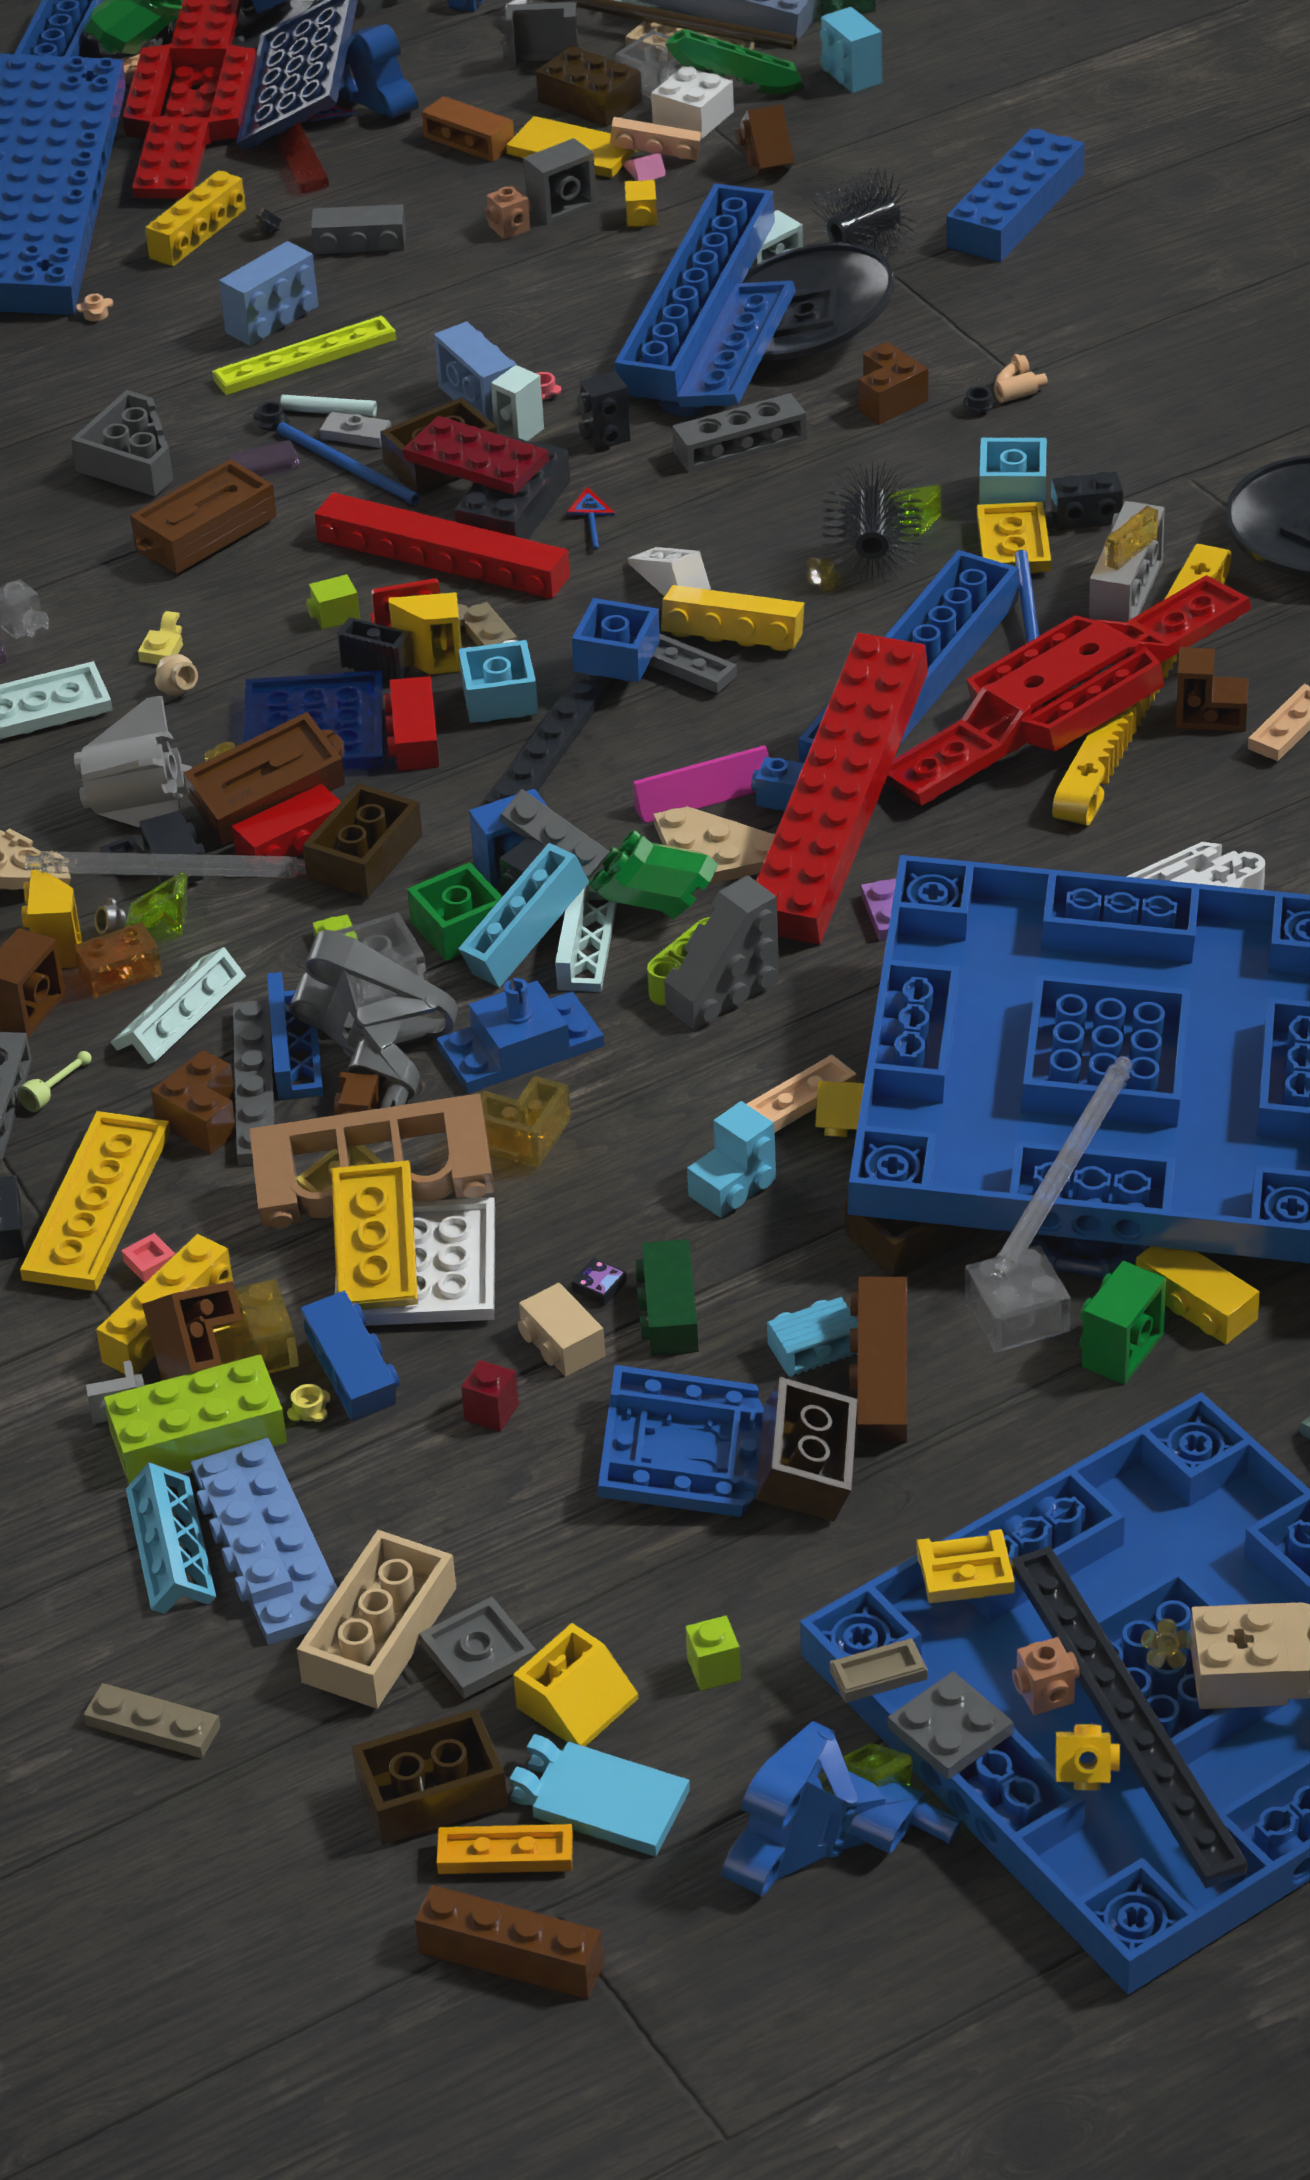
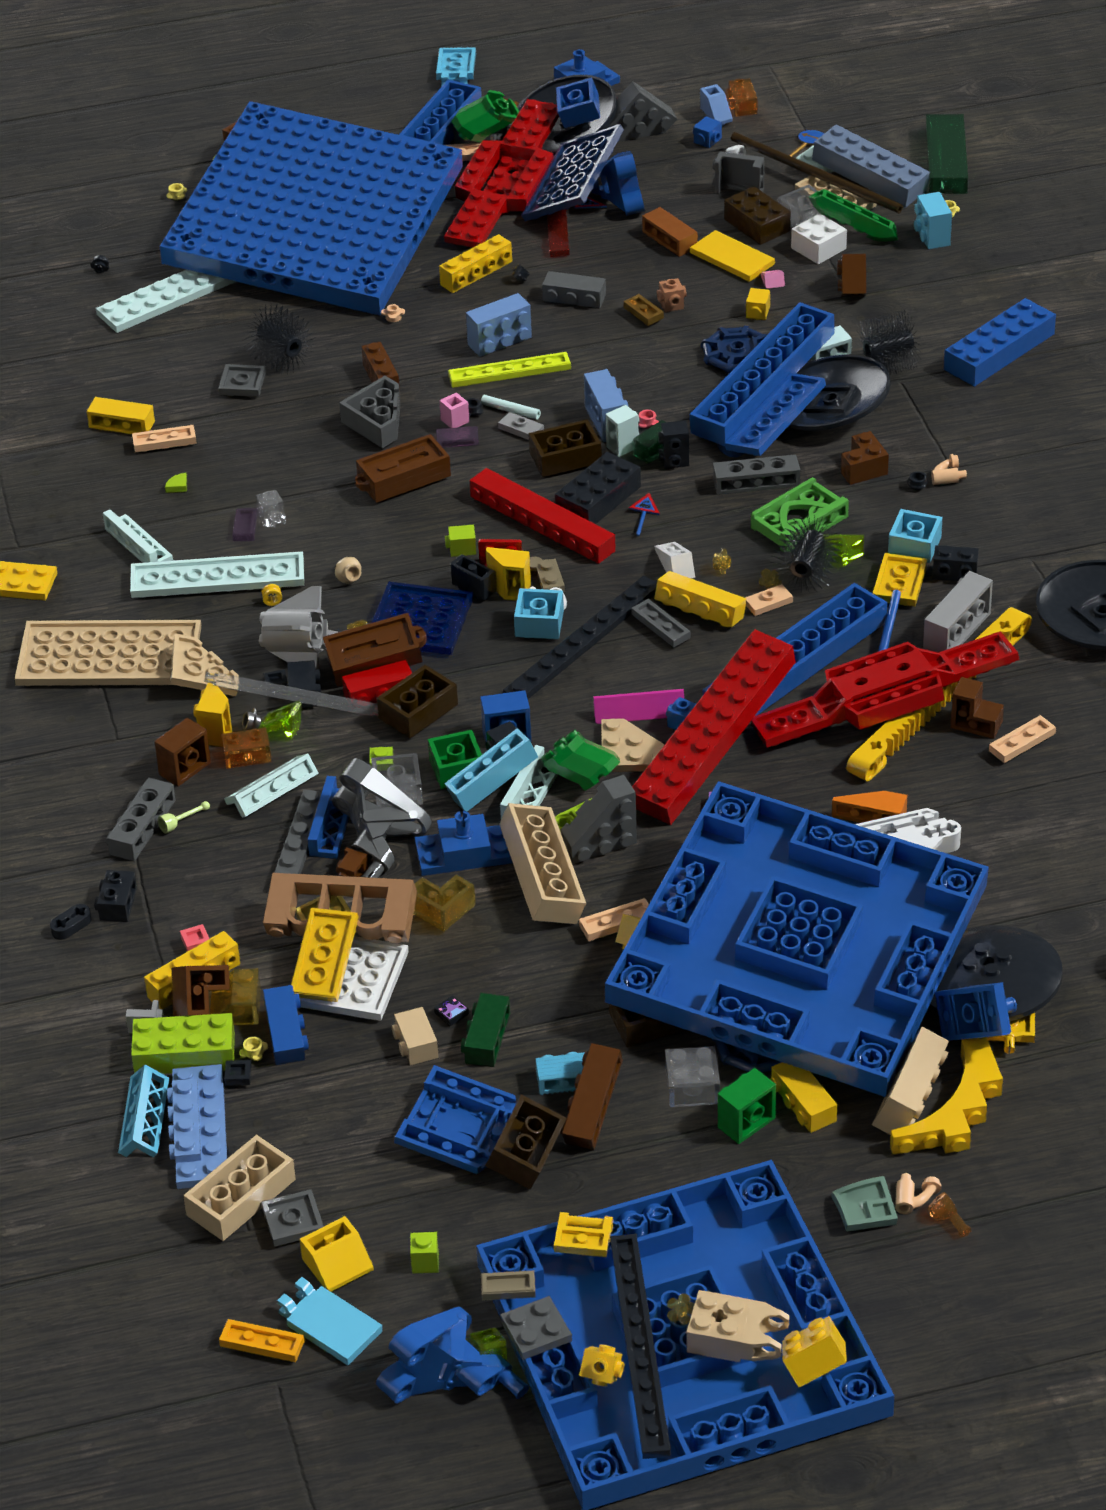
camera: 15 degrees right, 0 degrees up
(65, 723) = (271, 589): none -> yellow bush
(95, 1201) = (178, 896): yellow plate -> none
(102, 377) = (378, 362): none -> reddish brown brick
(152, 1720) = (94, 1218): dark tan plate -> none
(162, 642) = (350, 547): light yellow plate -> none
(198, 1102) = (257, 847): reddish brown brick -> none
(249, 423) = (454, 410): none -> bright pink brick
(299, 1445) = (237, 1072): none -> black plate
(348, 463) = (508, 449): blue piece -> none
(411, 723) = (478, 630): red brick -> none
(429, 1776) = (233, 1287): dark brown brick -> none
(473, 239) = (643, 309): none -> pearl gold plate
(476, 455) = (579, 460): dark red plate -> none
(490, 1395) = (357, 1067): dark red brick -> none
(510, 1941) = (242, 1395): reddish brown brick -> none
(535, 820) = (526, 721): dark grey plate -> none
(560, 181) = (710, 280): dark grey brick -> none
(561, 417) = (647, 444): none -> clear green brick
(615, 640) = (617, 601): blue brick -> none
(628, 268) = (732, 348): none -> dark blue plate
(655, 138) = (783, 260): light nougat plate -> none
(657, 1034) = (542, 863): none -> tan brick
(738, 1164) = (559, 956): medium azure brick -> none
(740, 560) = (721, 561): none -> clear yellow plate
(790, 487) = (801, 497): none -> bright green fence
(832, 601) = (768, 600): none -> light nougat plate
(1018, 1242) = (735, 1002): clear piece -> none
(1046, 1675) = (600, 1311): nougat brick -> none
(1116, 854) = (868, 806): none -> orange slope
(1131, 537) = (959, 597): clear yellow plate -> none

